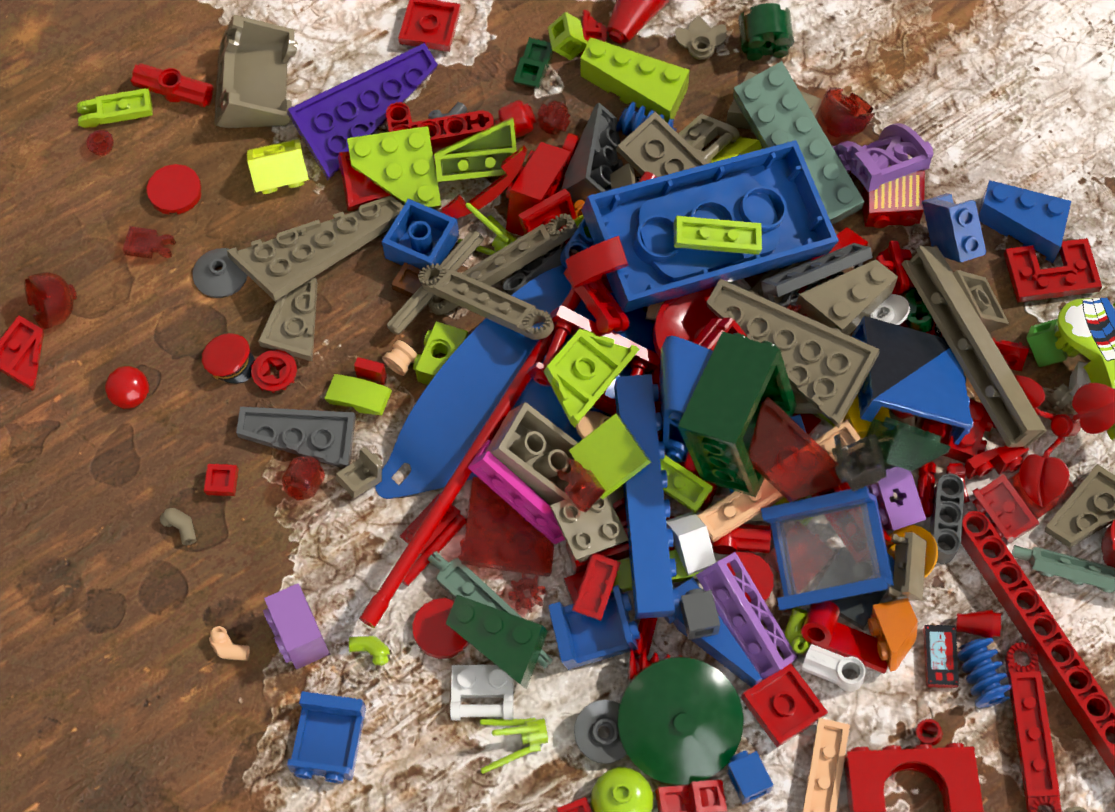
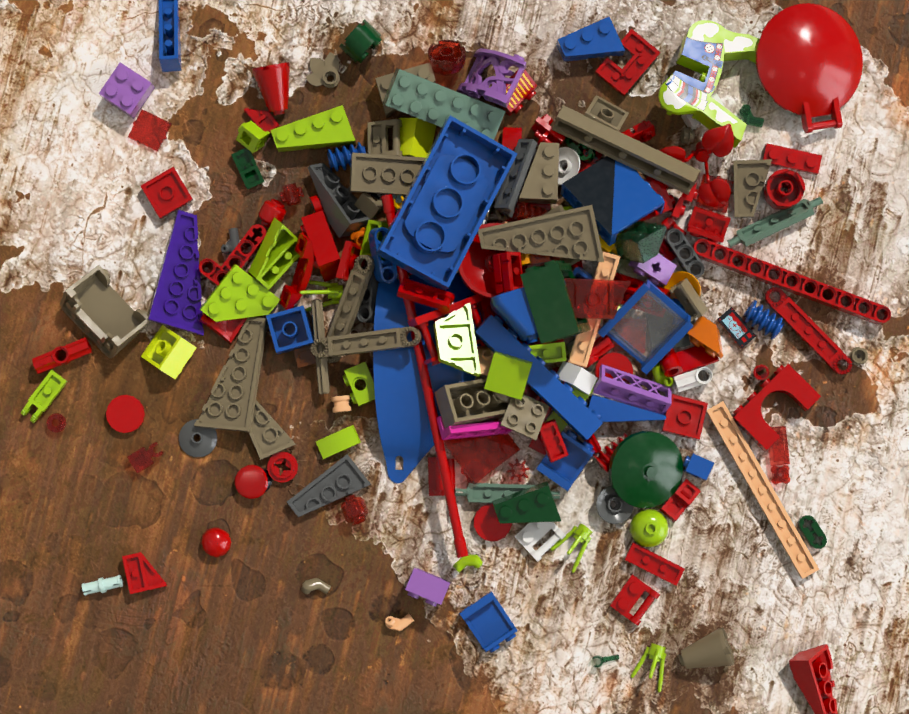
camera: 50 degrees left, 20 degrees up
(50, 298) = (129, 533): clear red cylinder -> none
(221, 479) = (314, 546): red plate -> none
(361, 474) = (381, 482): dark tan bracket -> none
(370, 370) = (333, 424): red tile -> none
(583, 486) = (510, 403): clear red plate -> none
(596, 261) = (415, 281): red slope -> none
(699, 613) = (613, 412): dark grey brick -> none
(717, 235) = (460, 210): lime plate -> none
(859, 462) = (630, 273): clear smoke bracket -> none
(954, 227) = (565, 91): blue panel -> none
(980, 623) = (744, 294): red cone -> none
(1042, 343) = (654, 111): bright green panel -> none

